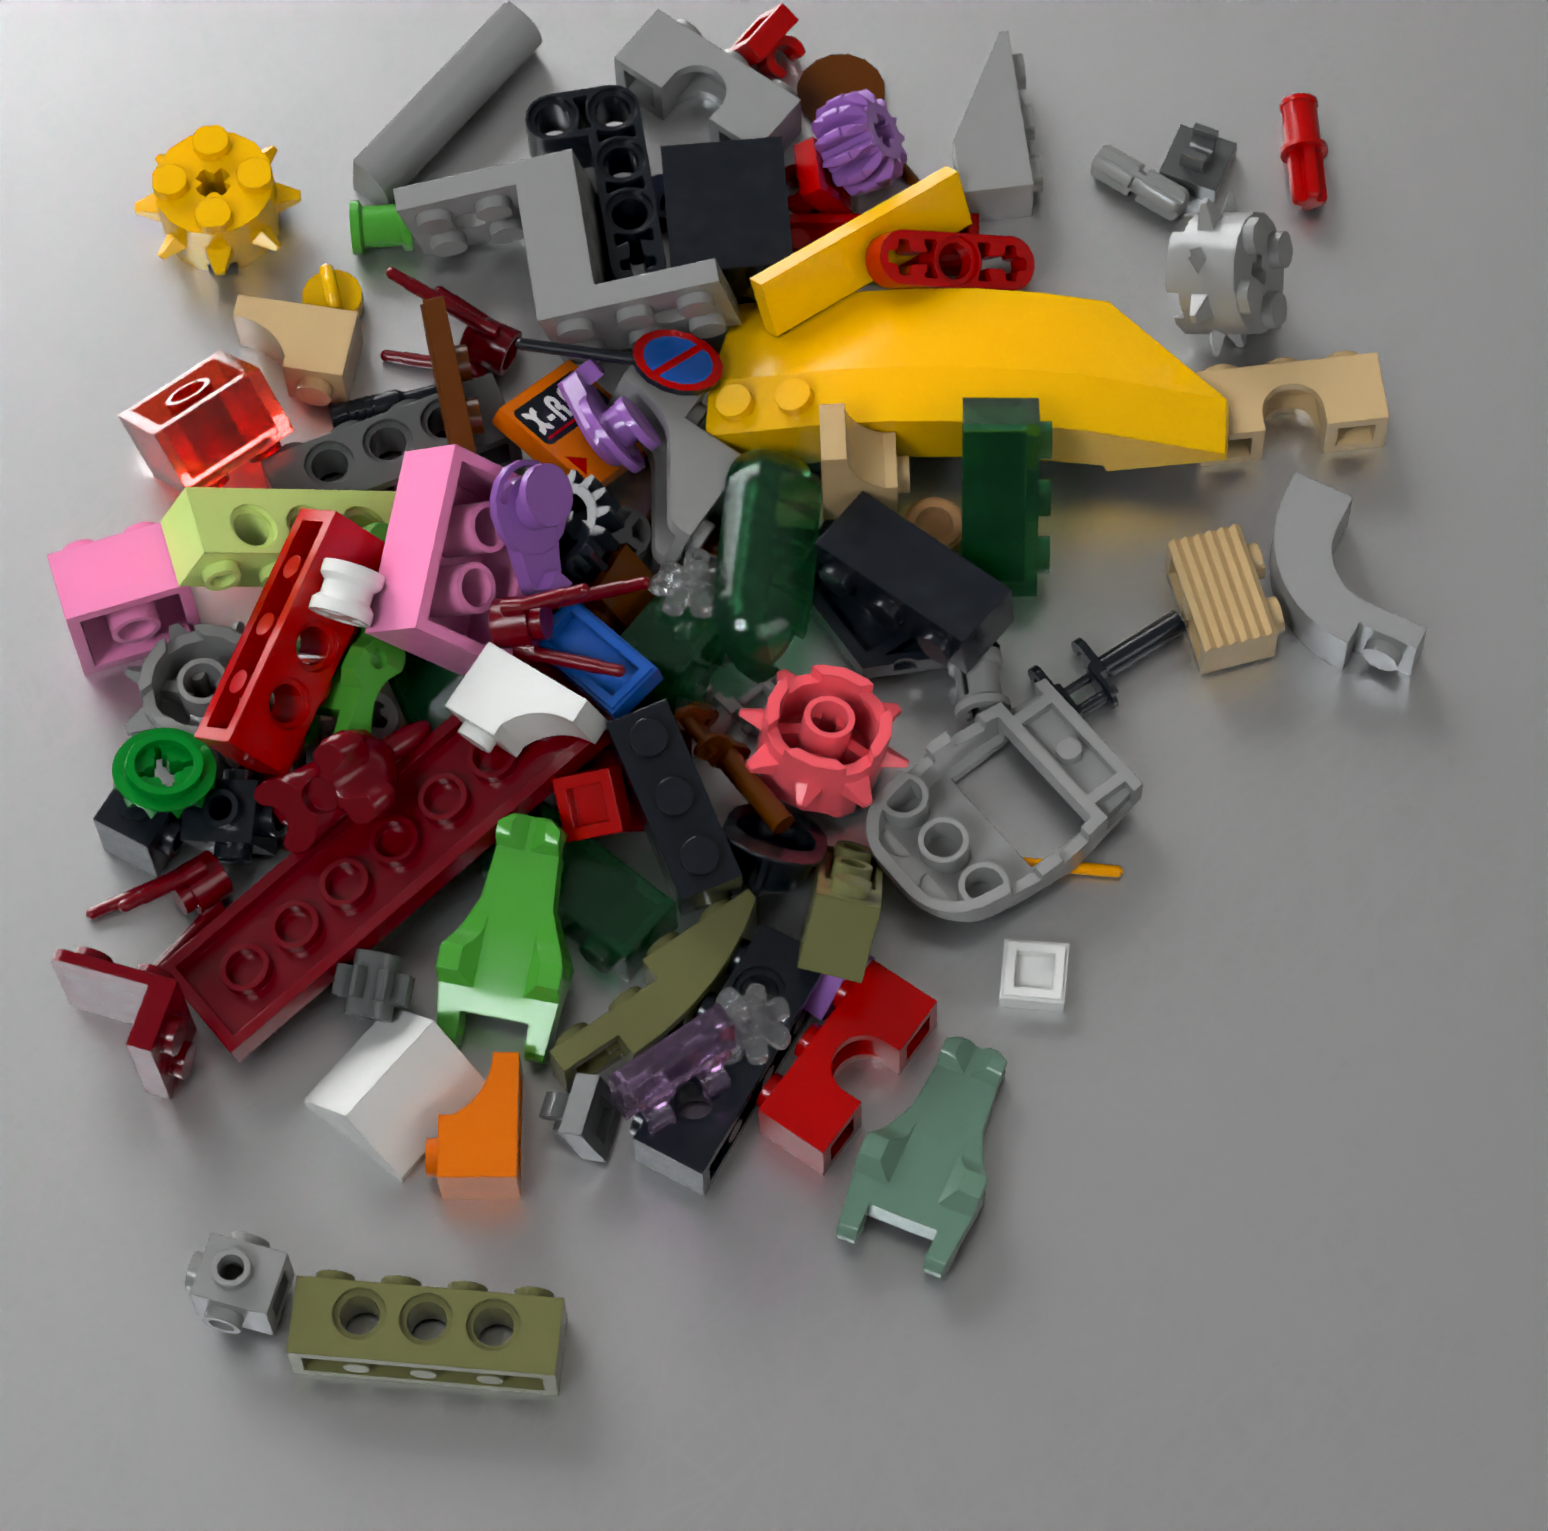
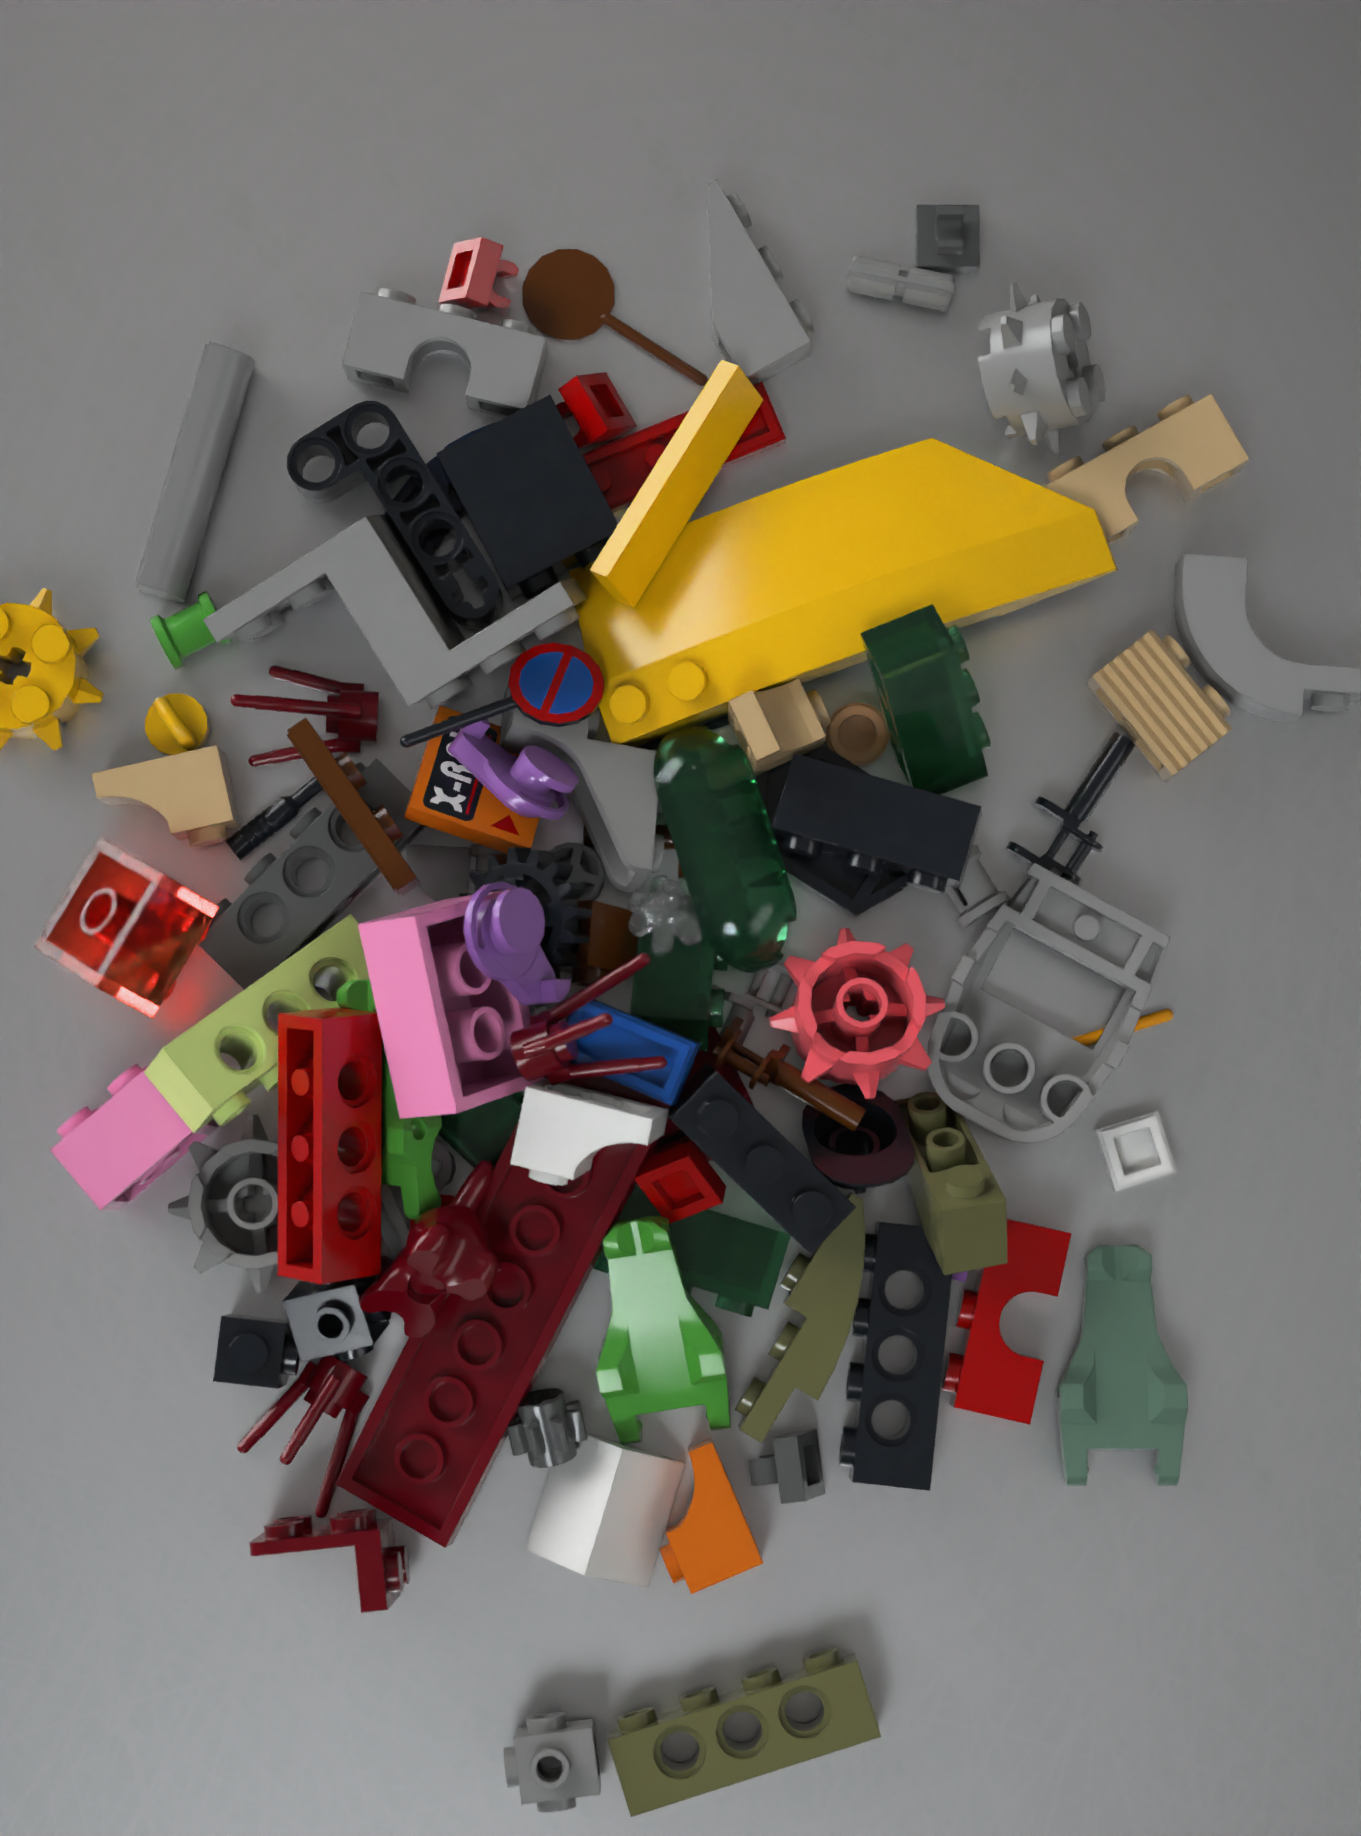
camera: 25 degrees left, 20 degrees up
(182, 756) = (233, 1318): green gear -> none
(347, 592) = (369, 1095): white wheel -> none
(652, 1077) = (861, 1450): clear purple plate -> none
(756, 1022) = (898, 1335): clear plant -> none
(859, 142) = (620, 359): medium lavender gear -> none
(928, 274) = (739, 457): red beam -> none
(1303, 150) = (1046, 186): red axle -> none

